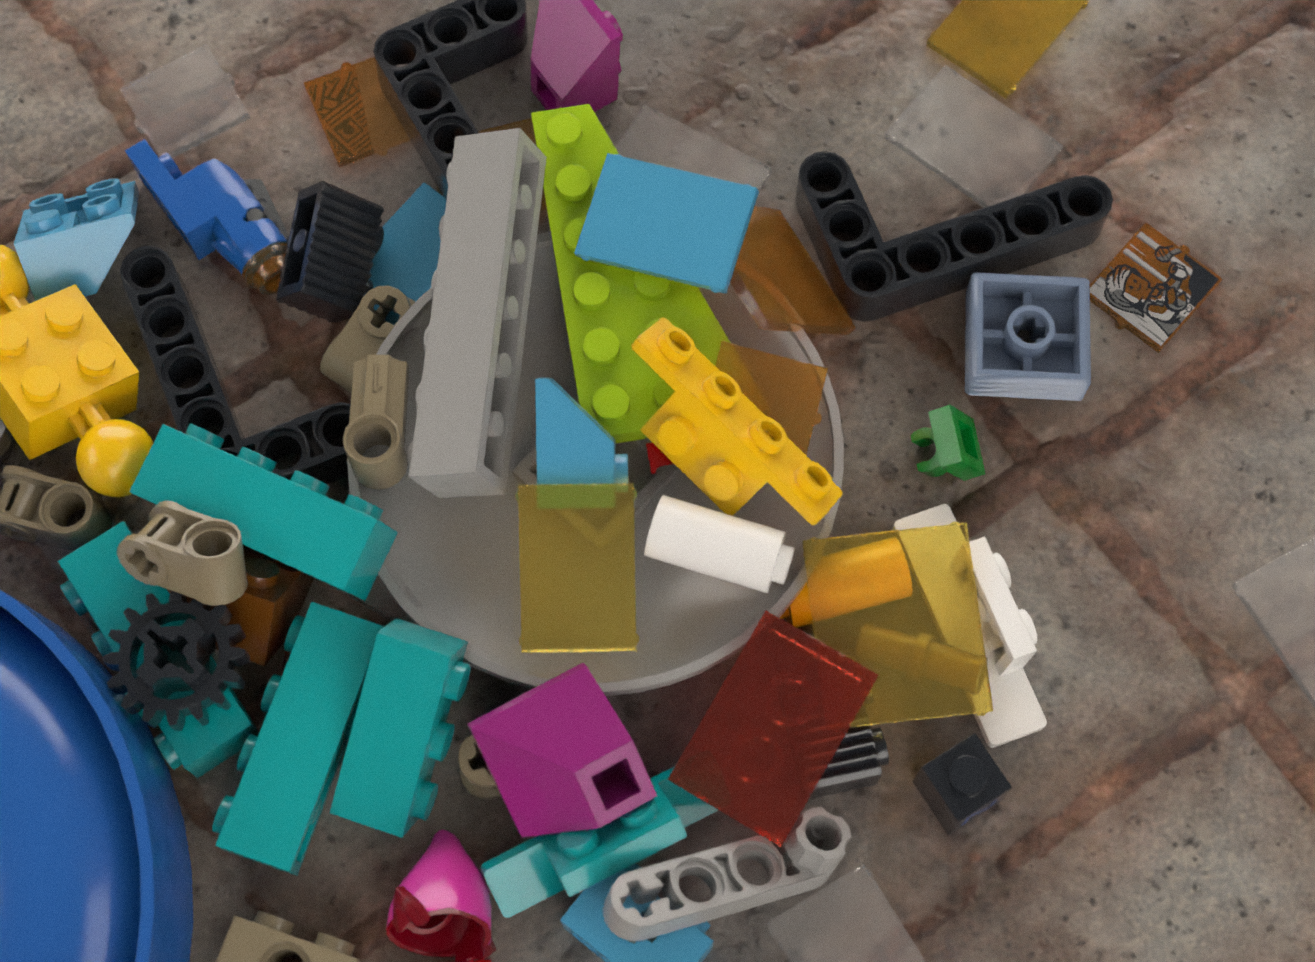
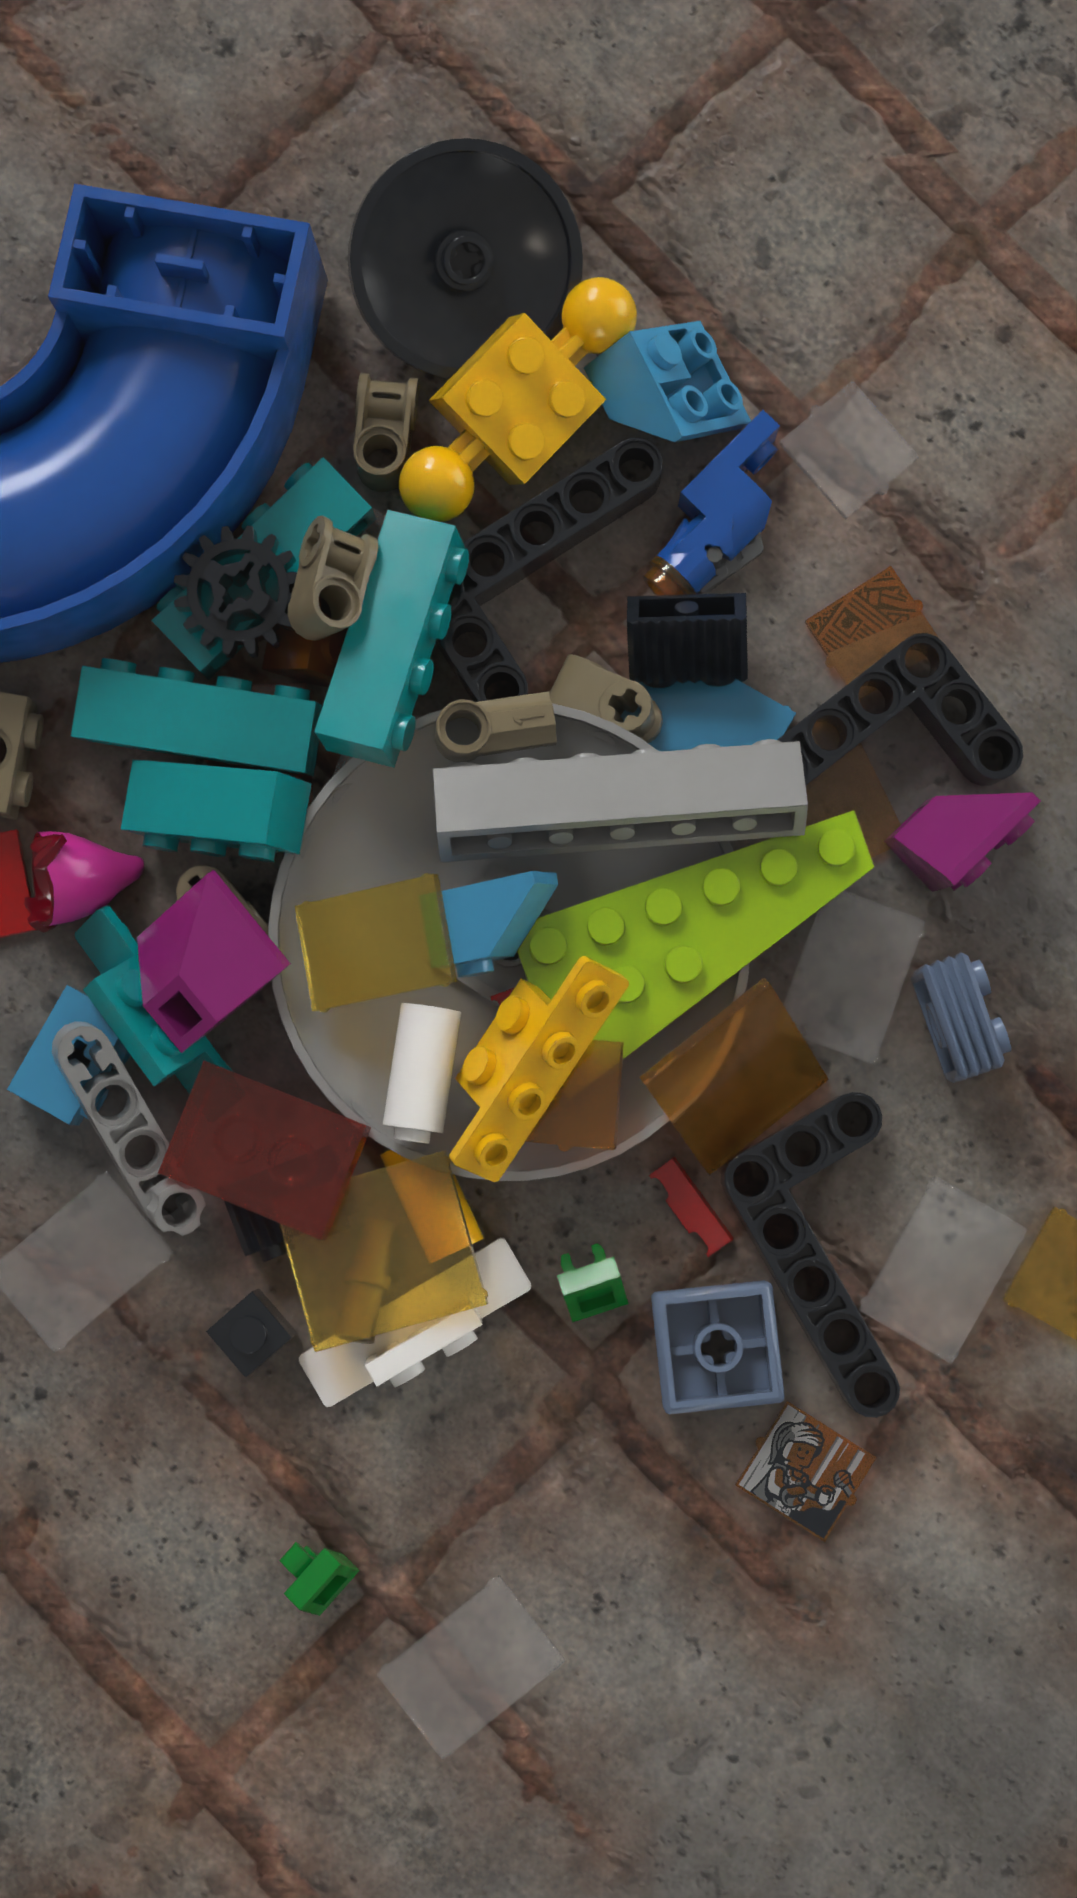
camera: 80 degrees right, 15 degrees up
(667, 222) = (736, 968): dark azure piece -> none
(743, 72) = (958, 1018): none -> sand blue brick
(884, 348) = (691, 1206): none -> red piece
(1225, 758) = (318, 1577): none -> green tile

